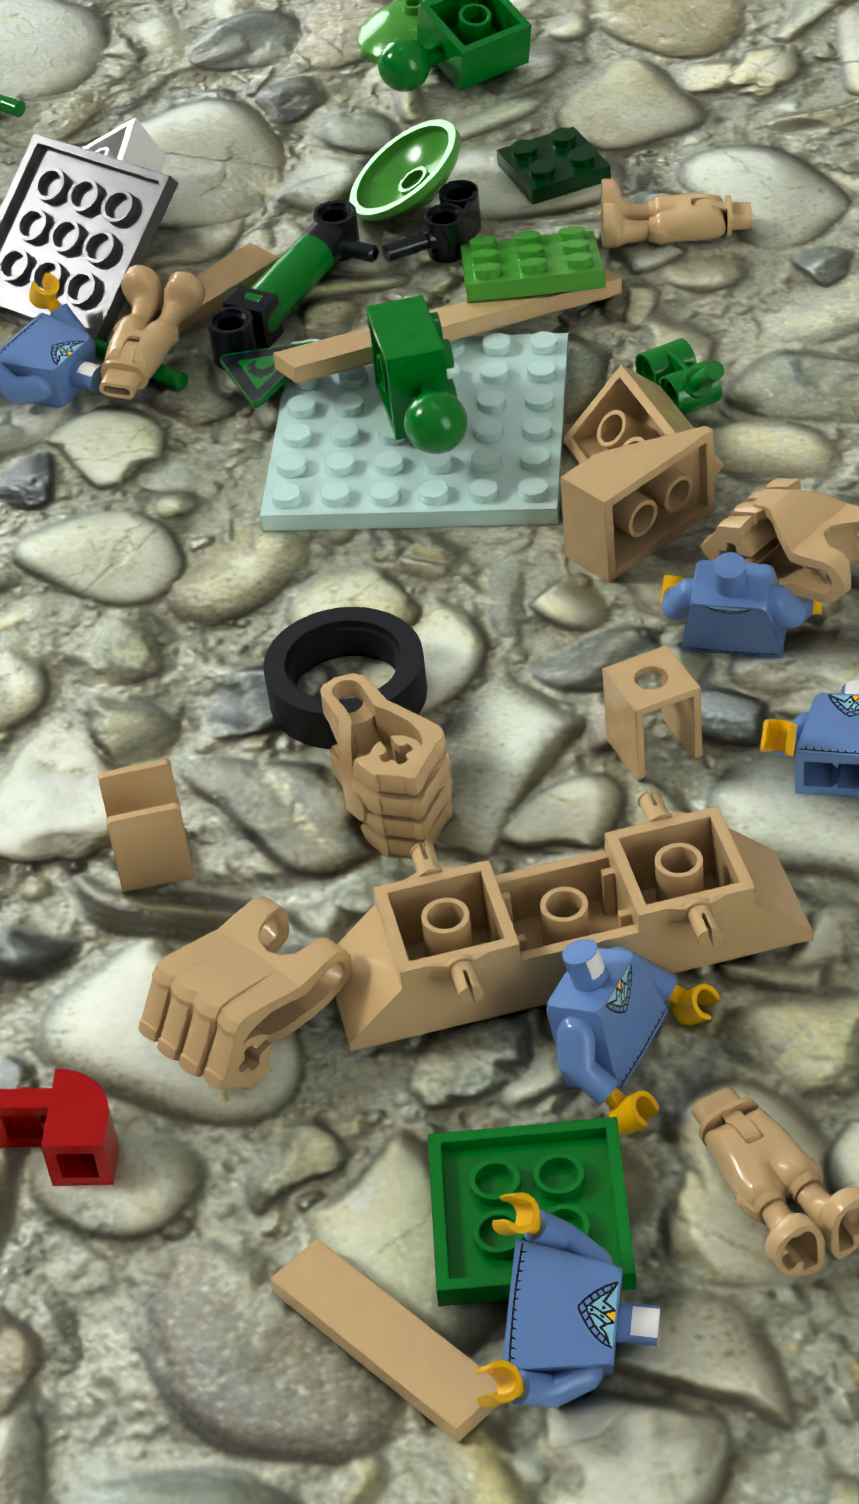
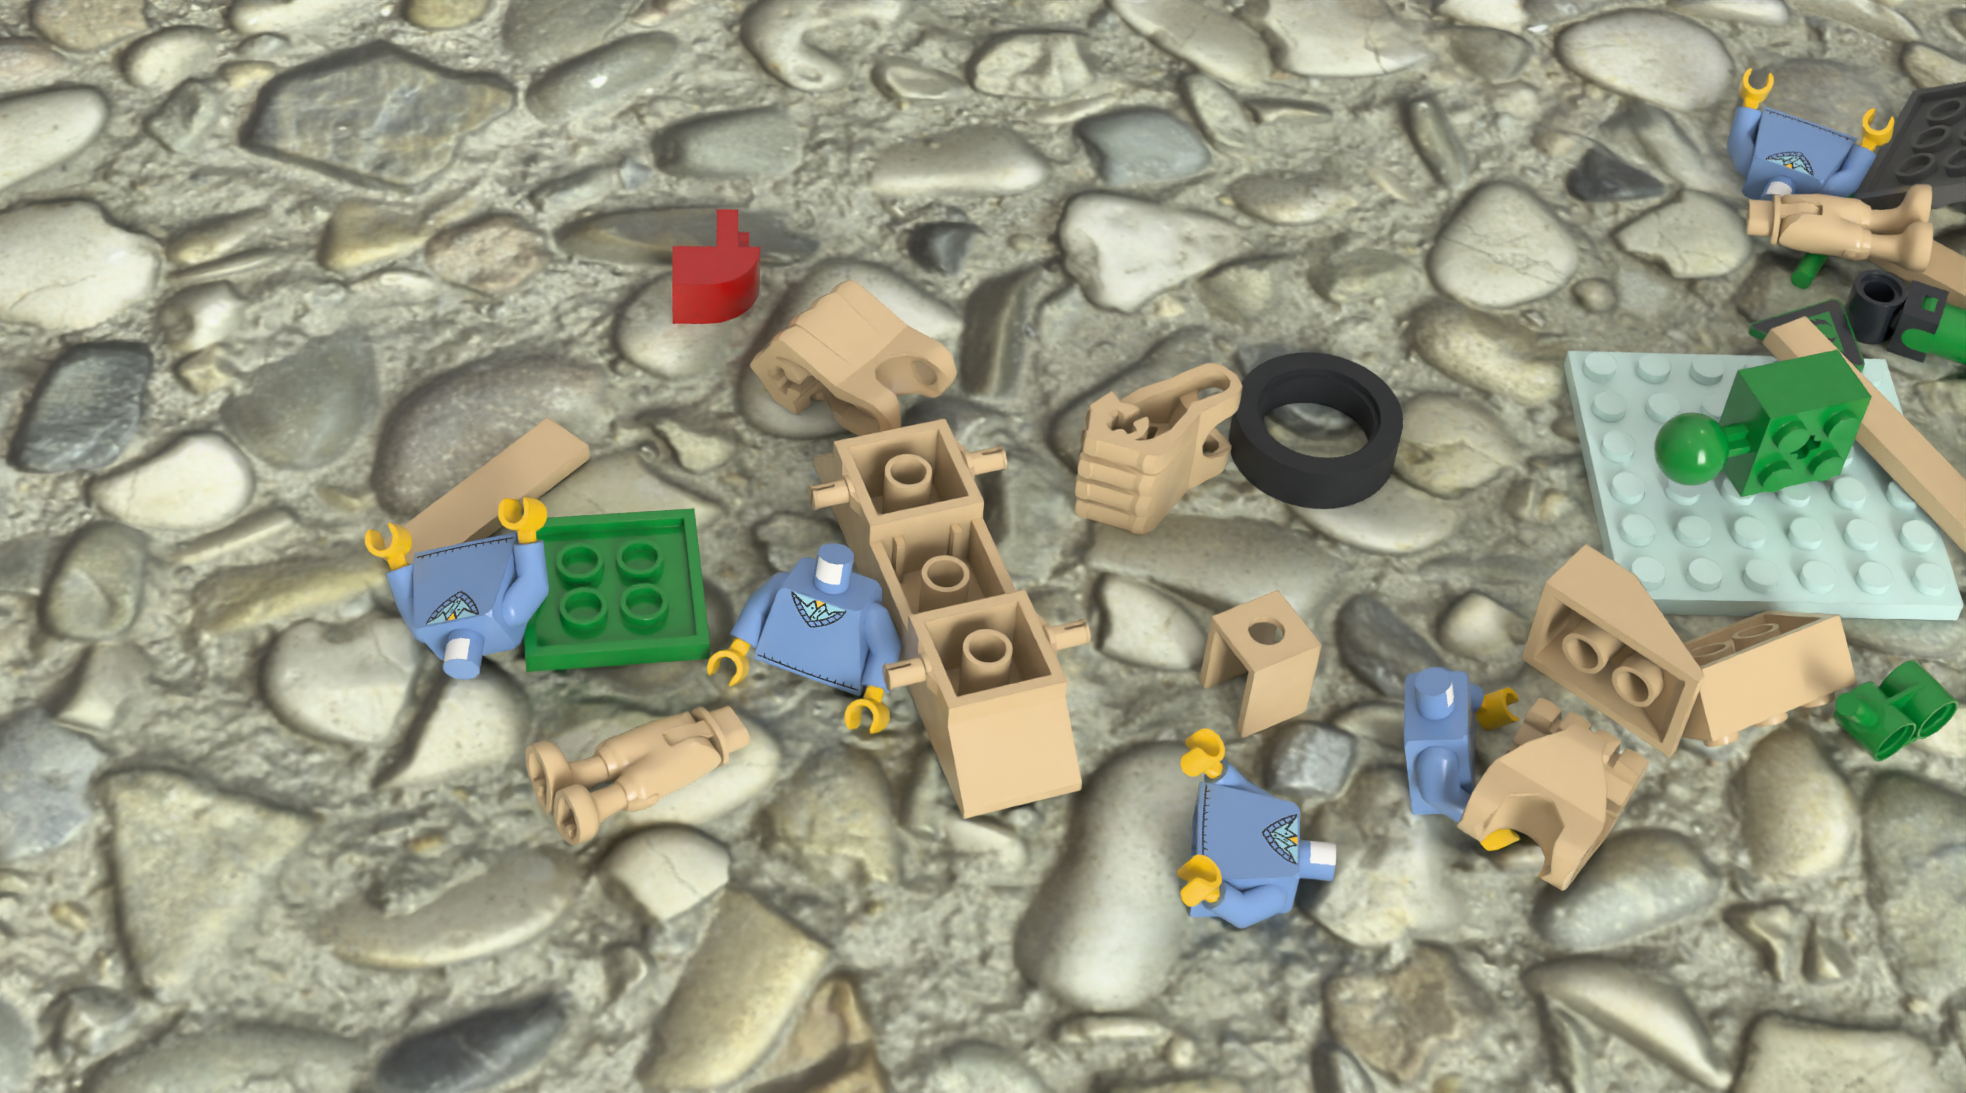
camera: 75 degrees right, 5 degrees up
(145, 825) = (1091, 299): tan piece -> none

